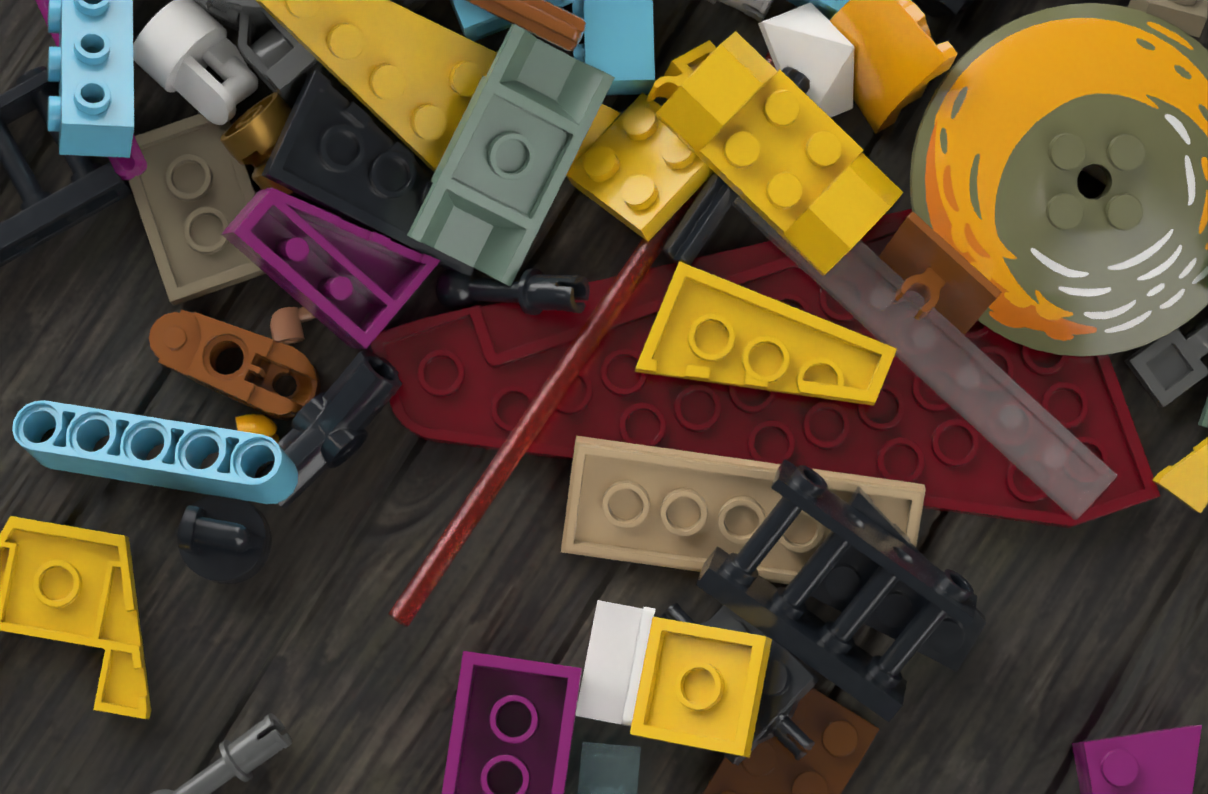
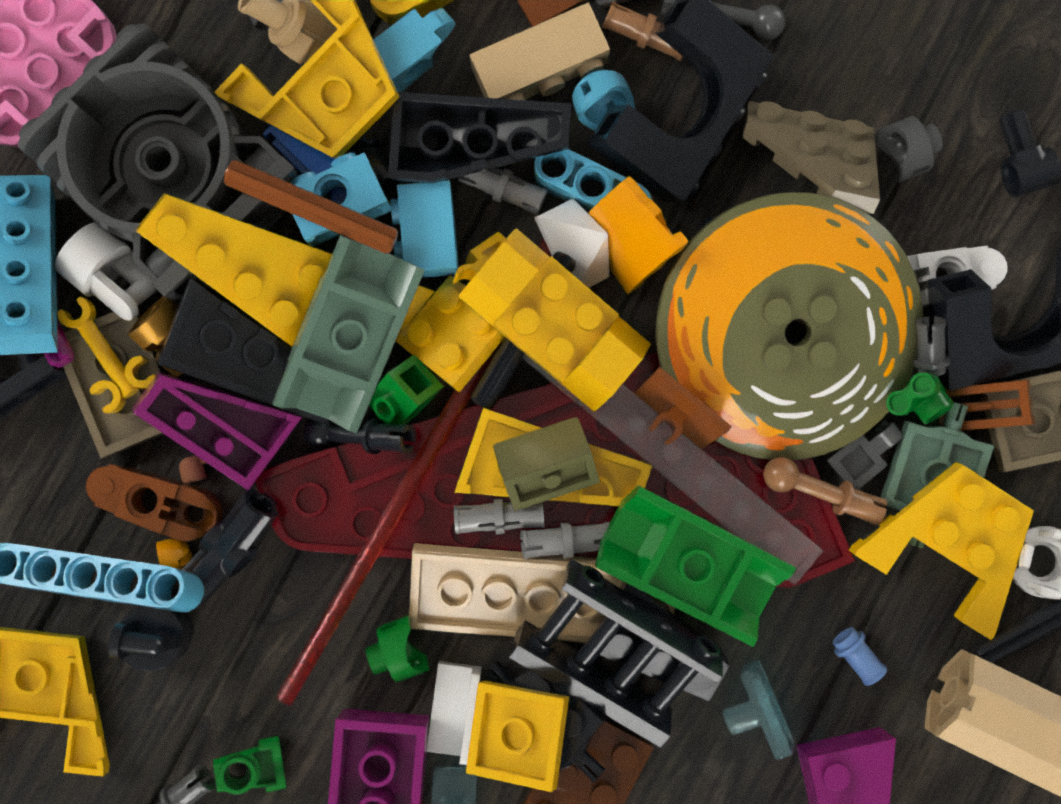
camera: 10 degrees left, 5 degrees up
(208, 203) = (124, 379): none -> yellow bar
(355, 722) = (263, 768): none -> green plate
(541, 578) = (395, 652): none -> green piece
(576, 237) = (404, 392): none -> green brick
(692, 405) = (496, 517): none -> light grey pin
(759, 335) = (546, 463): none -> olive panel
(778, 440) = (562, 540): none -> light grey pin
(943, 475) = (690, 563): none -> green piece
(1024, 688) = (760, 711): none -> clear light blue tile
(1069, 373) = (783, 475): none -> medium nougat pin
(1161, 624) = (860, 657): none -> medium blue pin

